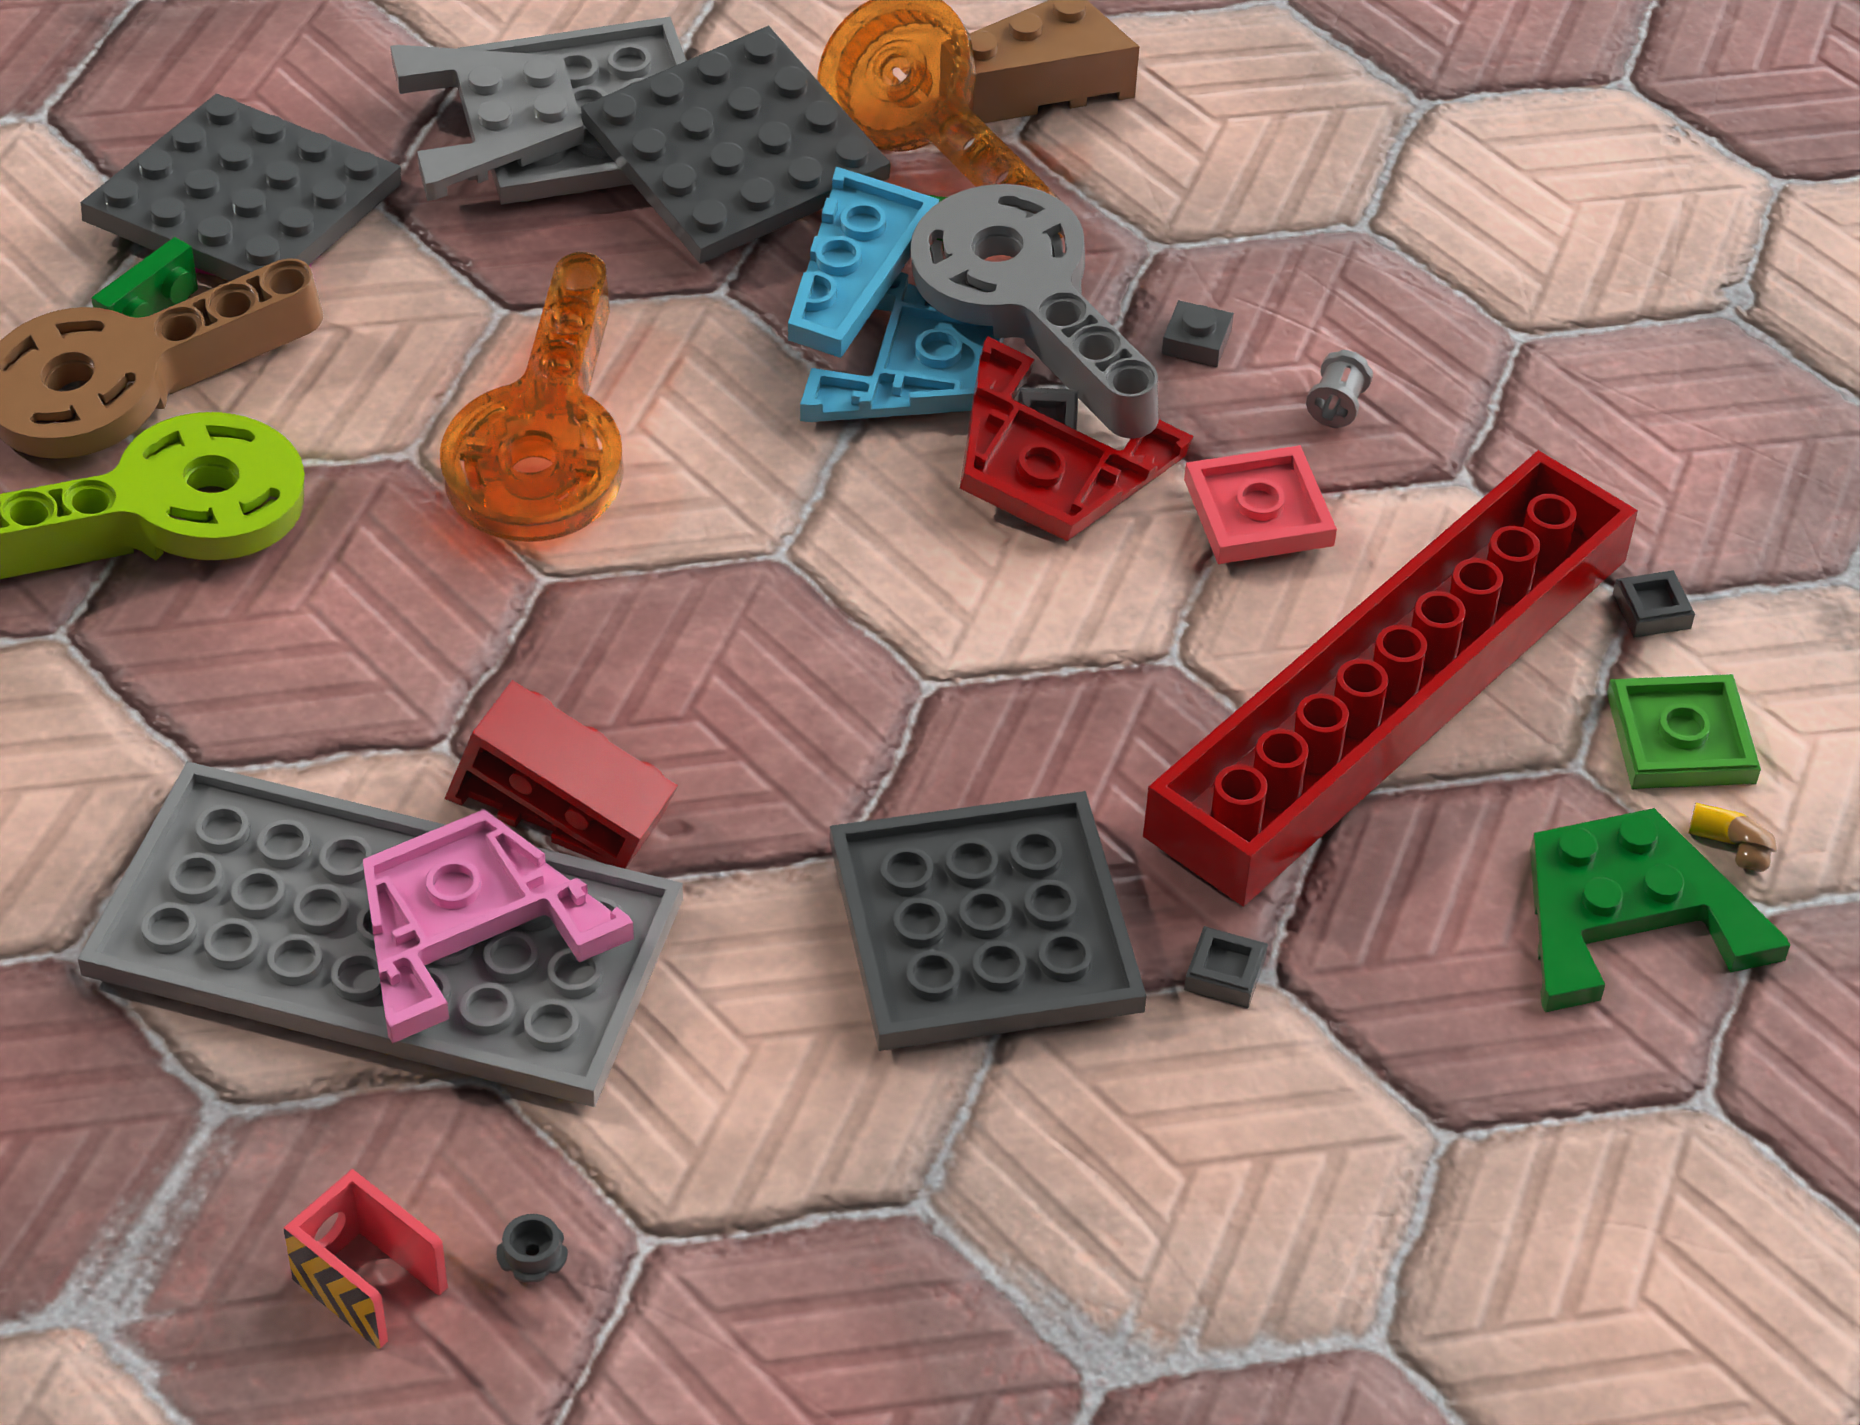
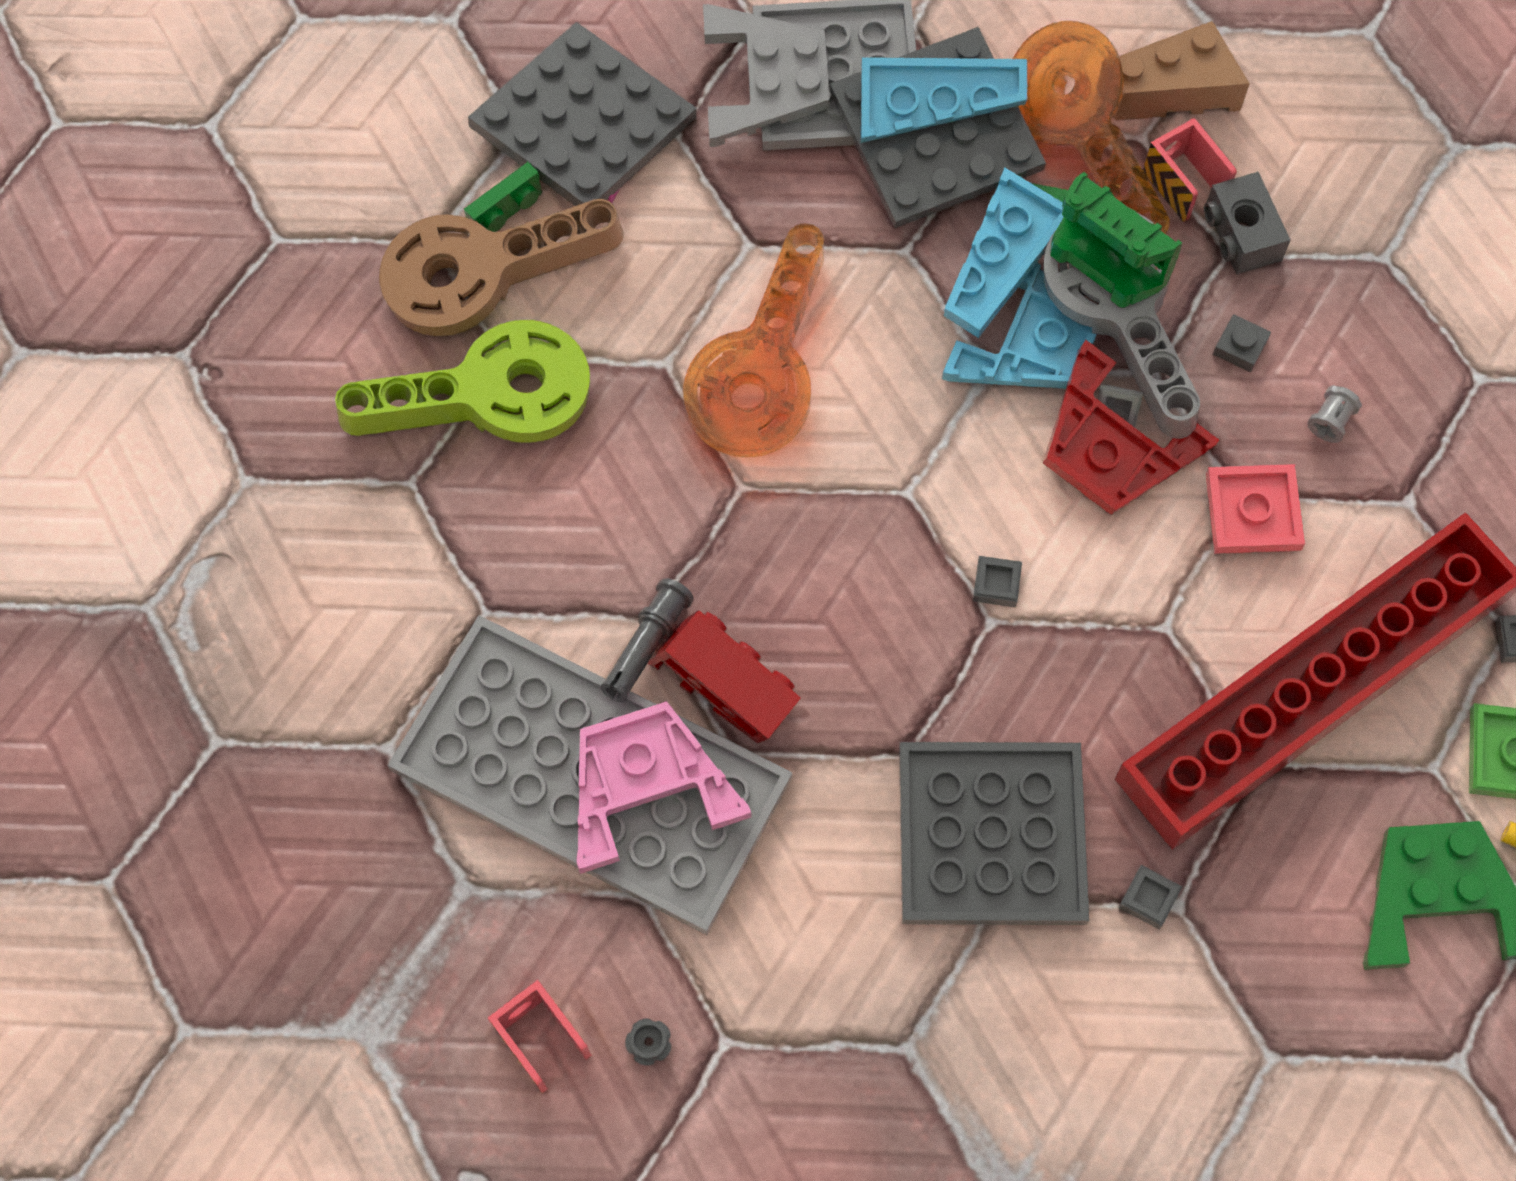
camera: 15 degrees right, 20 degrees up
(445, 738) = (655, 624): none -> dark grey pin
(718, 91) = (928, 92): none -> medium azure wing
(927, 634) = (997, 581): none -> dark grey tile
(994, 227) = (1113, 243): none -> green piece
(1085, 143) = (1200, 151): none -> coral piece
(1172, 201) = (1249, 202): none -> dark grey brick

